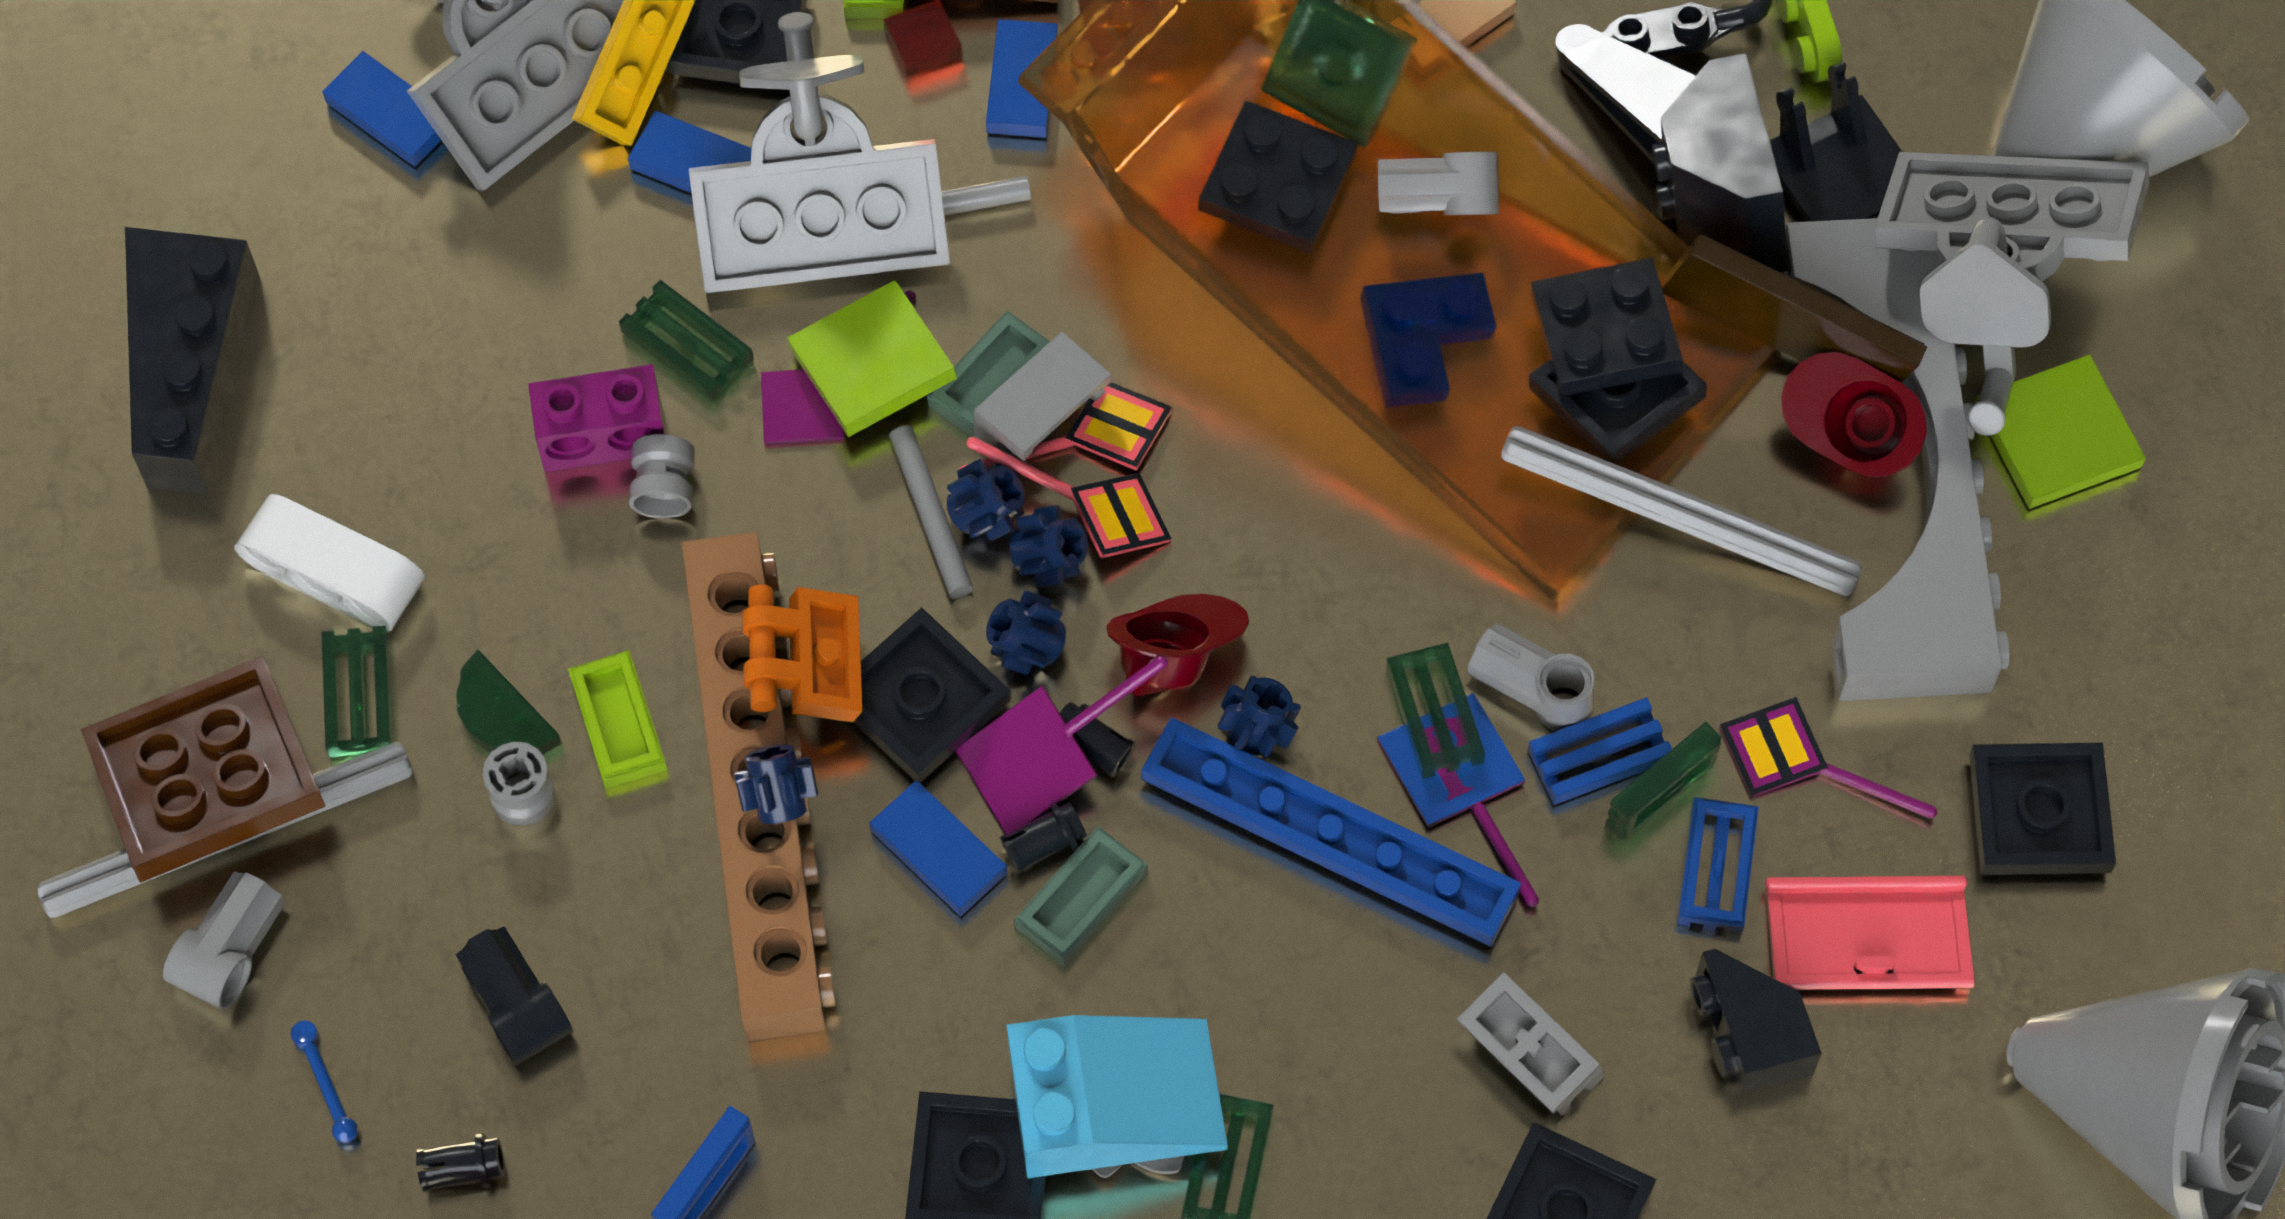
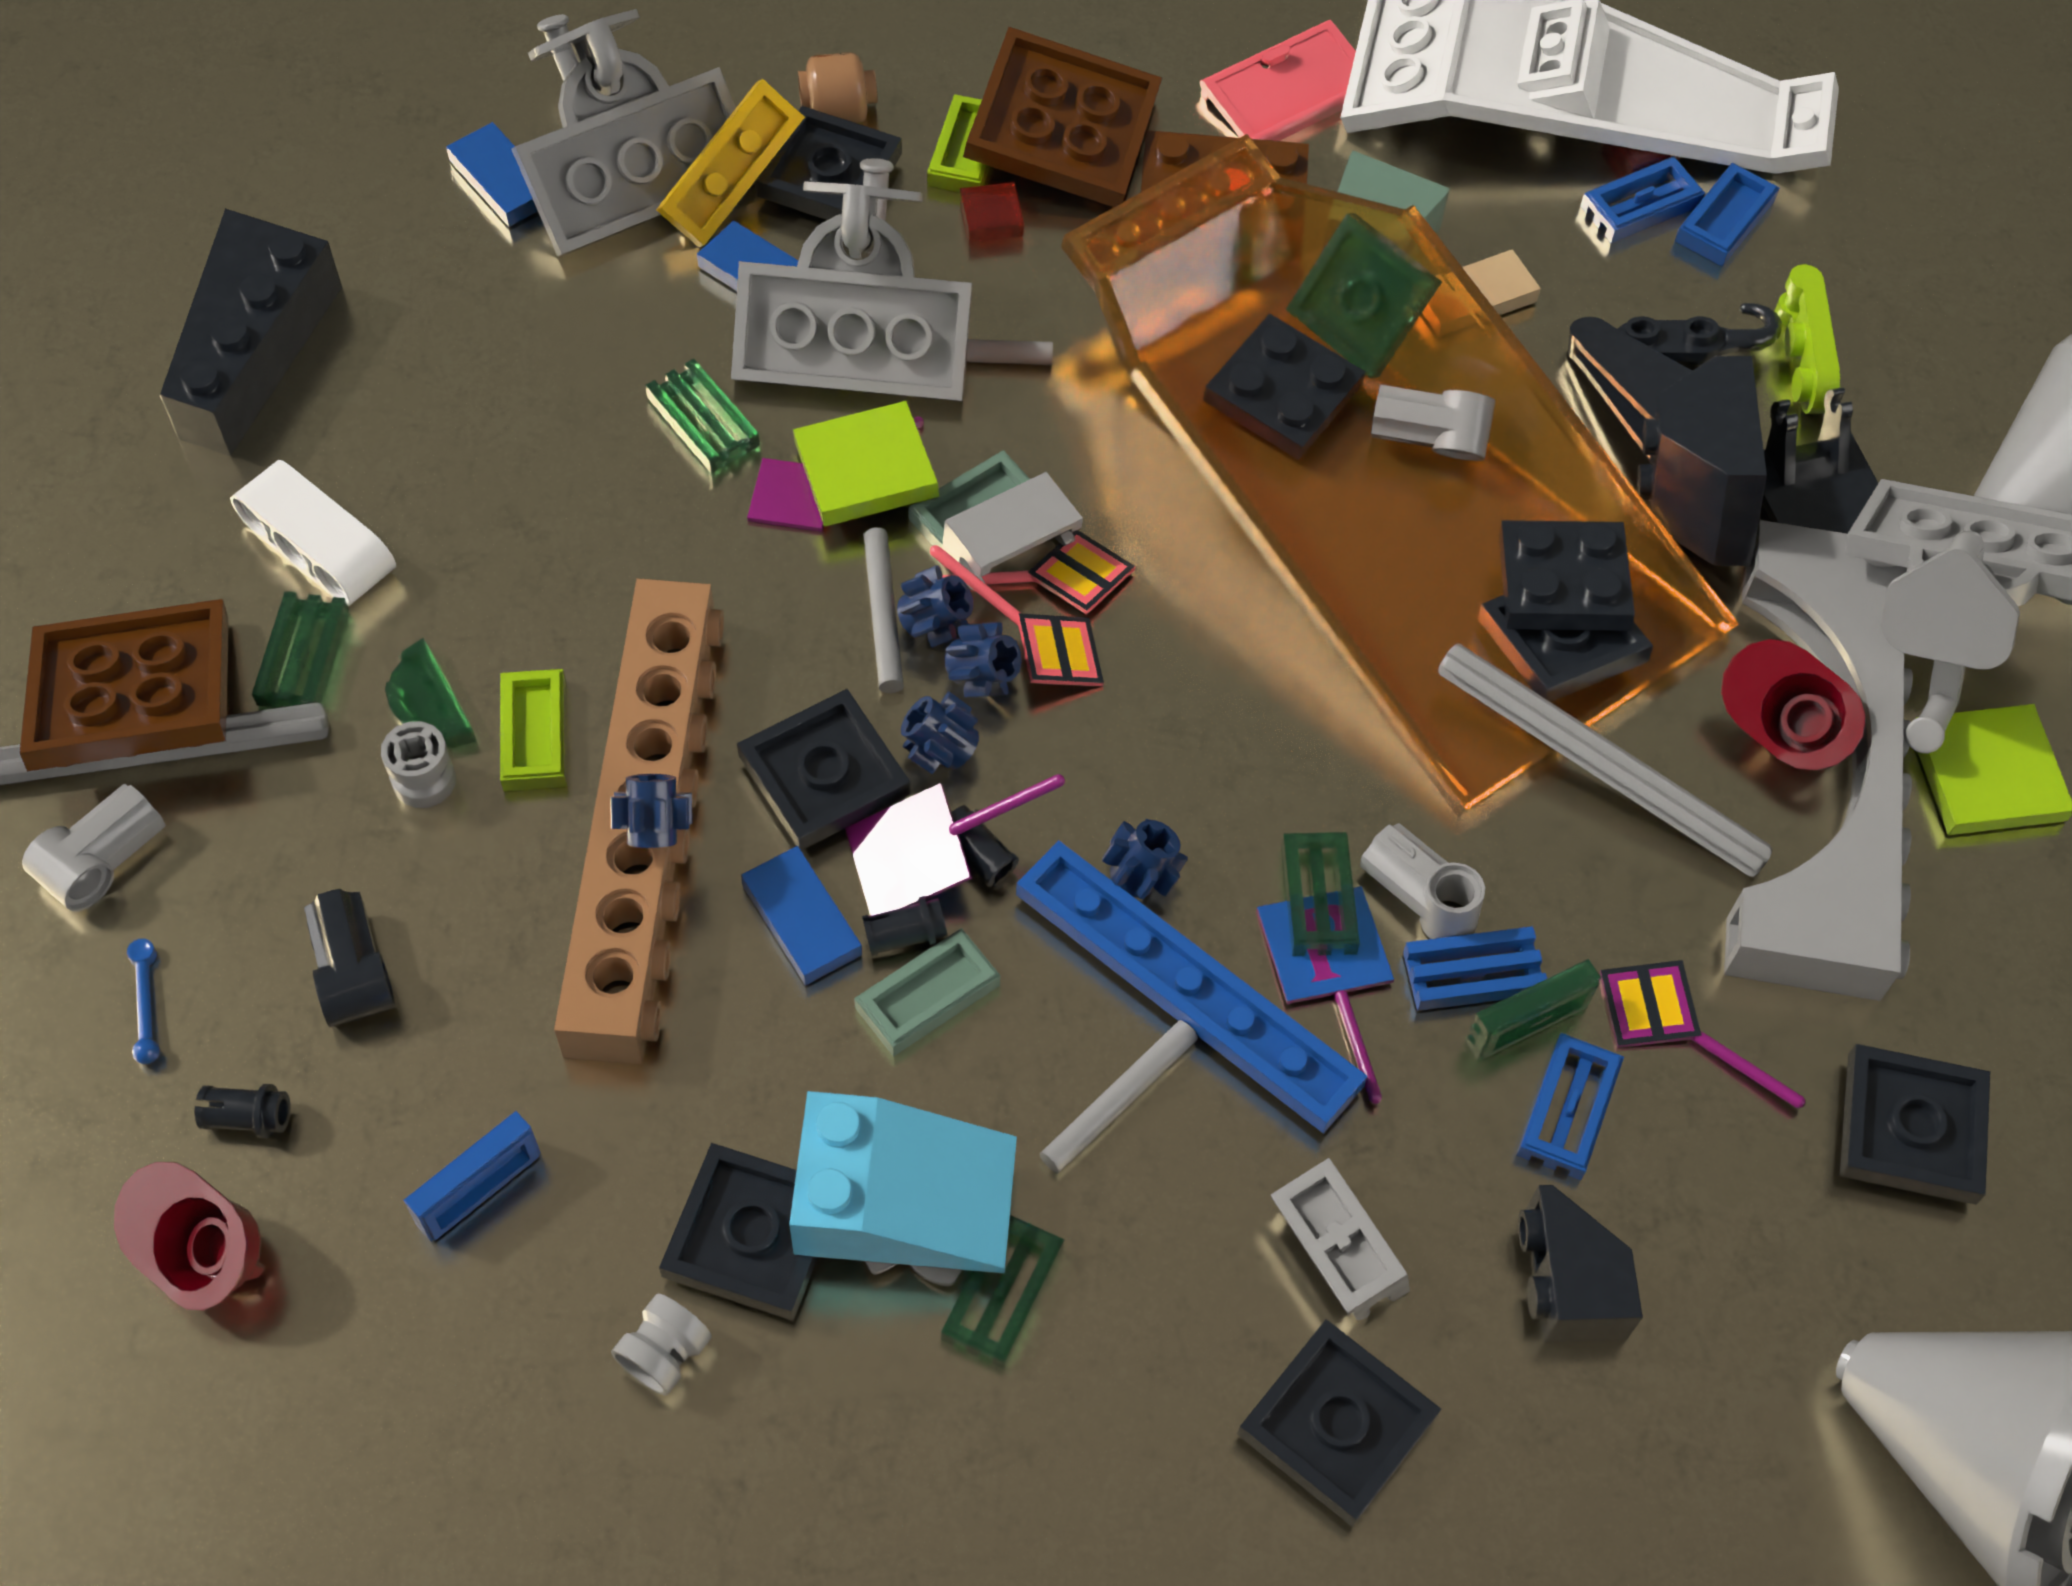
camera: 10 degrees right, 5 degrees down
(594, 416) = (597, 460): magenta brick -> none
(662, 474) = (639, 527): light grey wheel -> none
(823, 652) = (738, 706): orange plate -> none
(1010, 106) = (1057, 280): blue tile -> none
(1181, 631) = (1090, 770): dark red piece -> none
(1290, 955) = (1118, 1096): none -> light grey bar
(1410, 323) = (1381, 535): clear blue plate -> none
(1784, 310) = (1743, 590): dark brown tile -> none
(1871, 924) = (1724, 1200): coral door -> none

